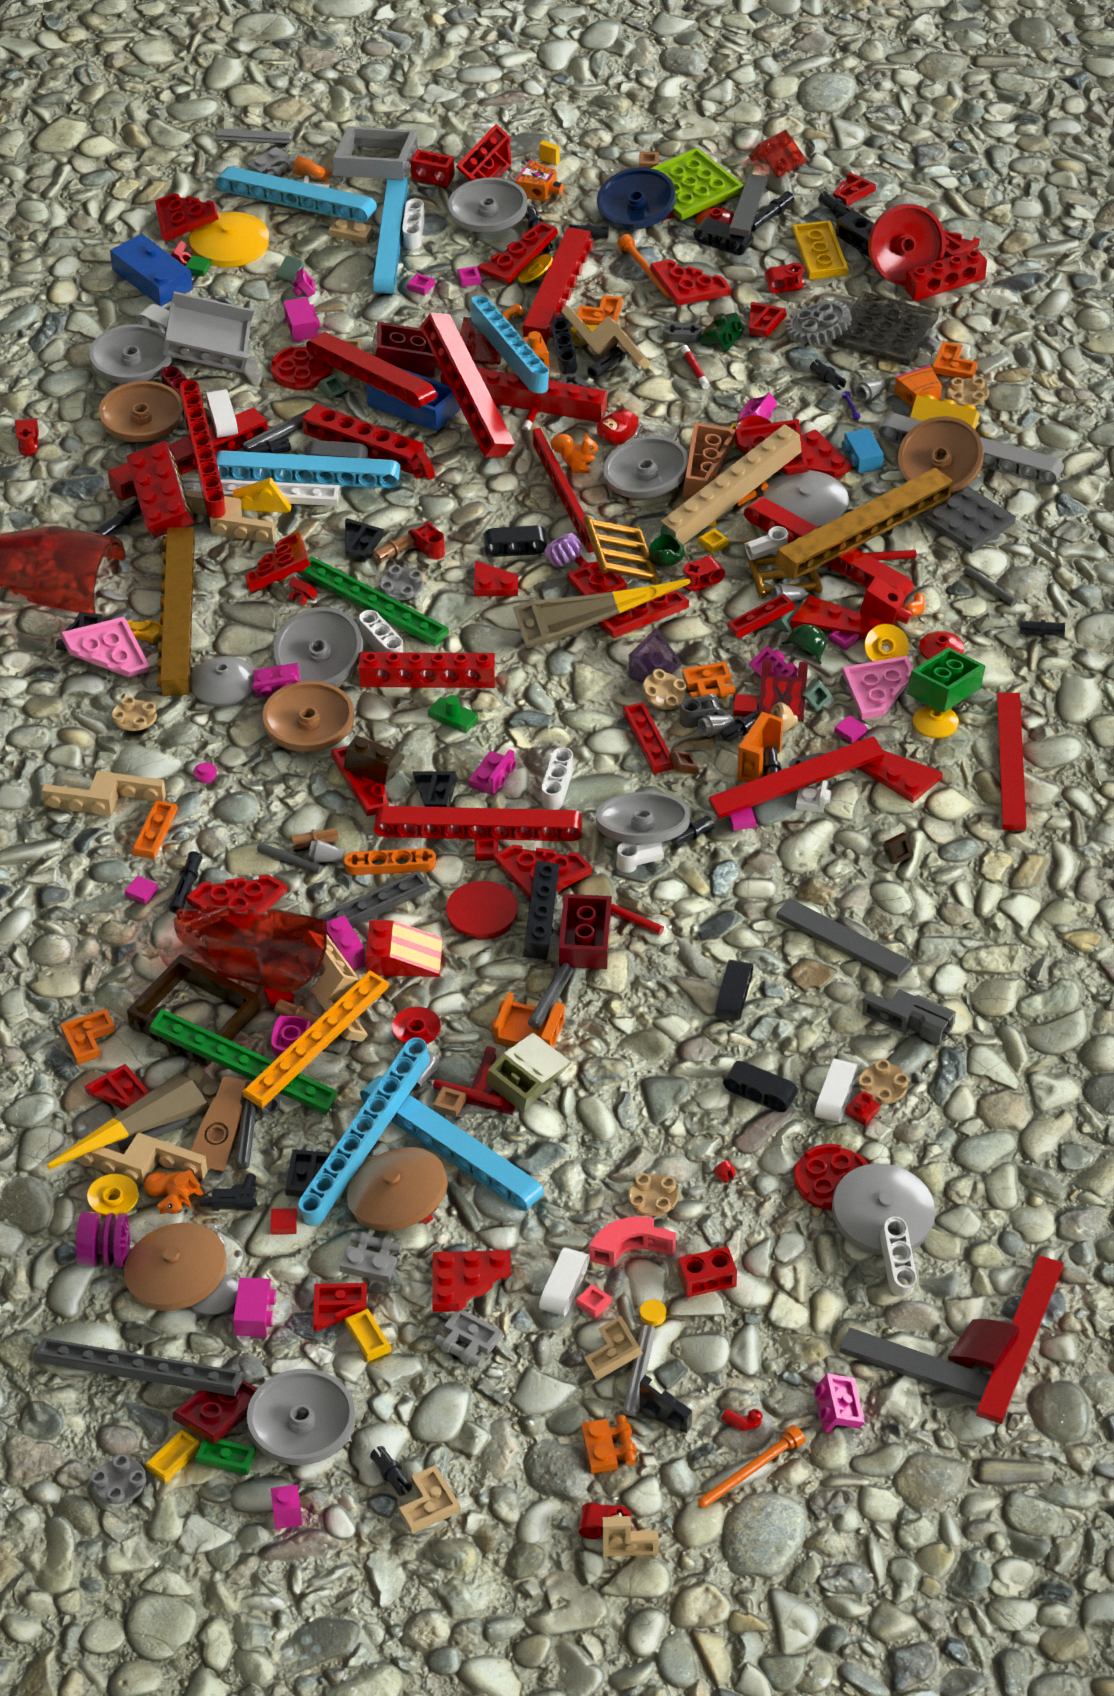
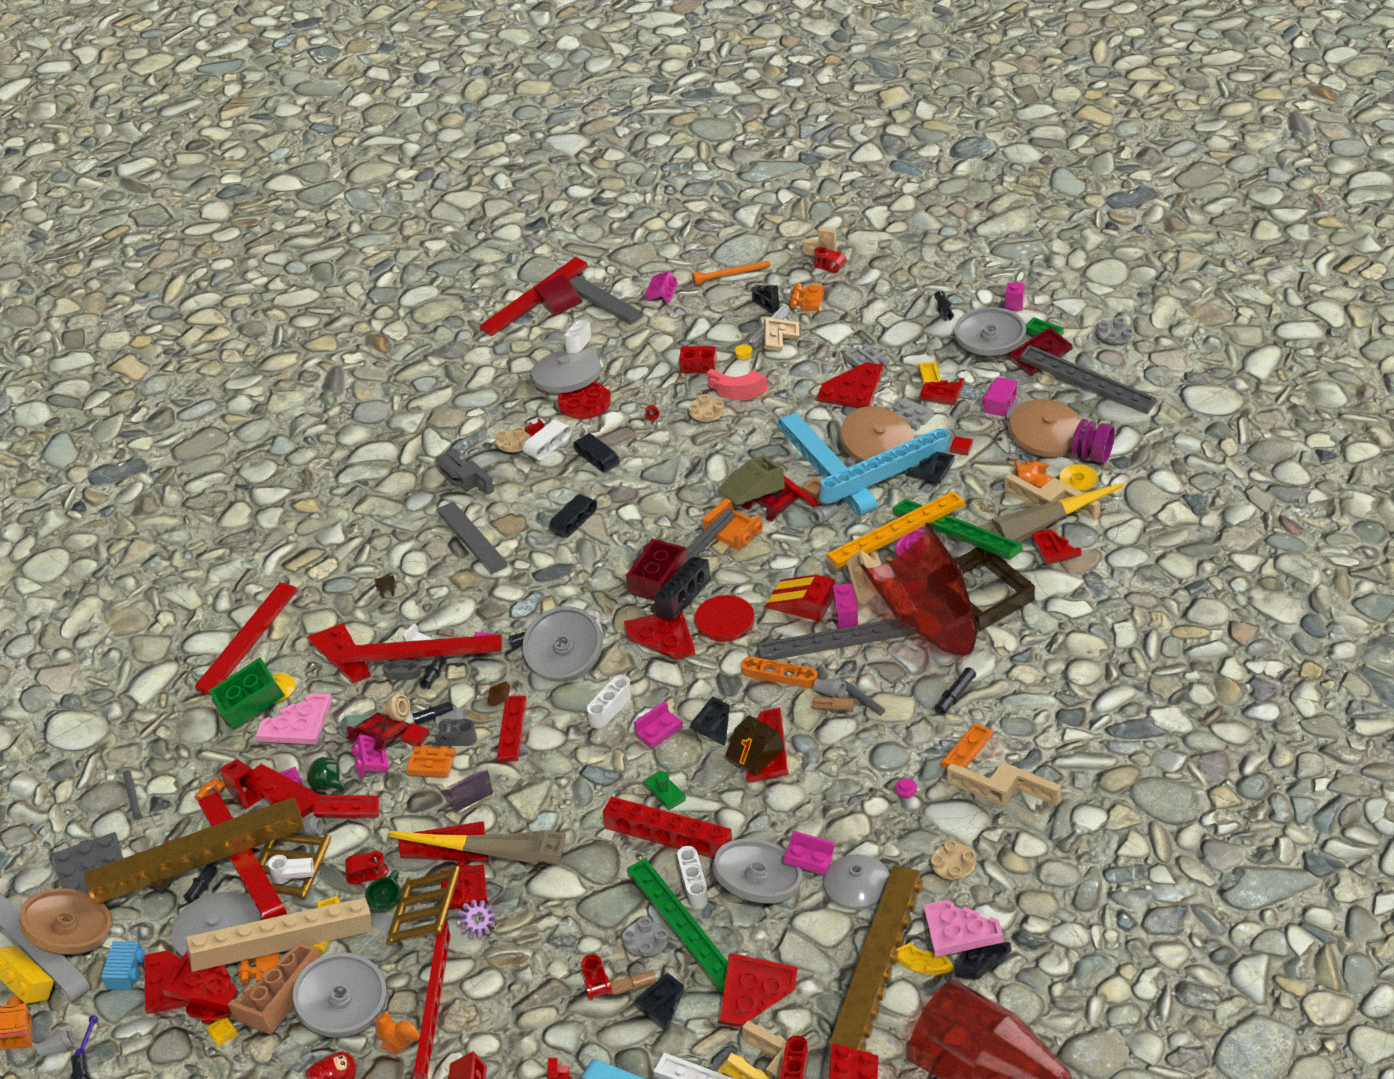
camera: 155 degrees left, 5 degrees down
(82, 1034) = (1072, 593): orange plate -> none
(141, 890) = (994, 697): dark pink tile -> none
(173, 1456) = (1081, 338): yellow tile -> none
(221, 1124) = (988, 506): medium nougat piece -> none
(238, 1197) = (988, 464): black piece -> none
(239, 893) = (917, 665): red plate -> none
(245, 1134) = (970, 500): dark grey axle -> none
(303, 589) = (745, 948): red tile -> none
(308, 716) = (795, 802): medium nougat dish -> none
(416, 1023) = (816, 538): red dish -> none
(435, 1504) = (923, 288): tan plate -> none
(478, 823) = (693, 680): red beam -> none
(485, 848) = (696, 665): red tile -> none
(494, 581) = (556, 920): red wing -> none
(515, 541) = (513, 953): black beam -> none
(564, 1281) = (790, 372): white beam -> none
(593, 1301) = (777, 365): coral tile -> none
(637, 919) = (614, 588): red bar -> none
(664, 690) = (473, 760): tan dish -> none
(743, 1423) = (721, 291): red arm -> none
(759, 406) = (184, 1041): dark pink piece -> none
(763, 733) = (436, 676): orange panel -> none
(850, 729) = (347, 693): dark pink tile -> none
(886, 635) = (265, 750): yellow dish -> none
(938, 641) = (217, 751): red dish -> none
(1042, 628) = (127, 738): black pin -> none

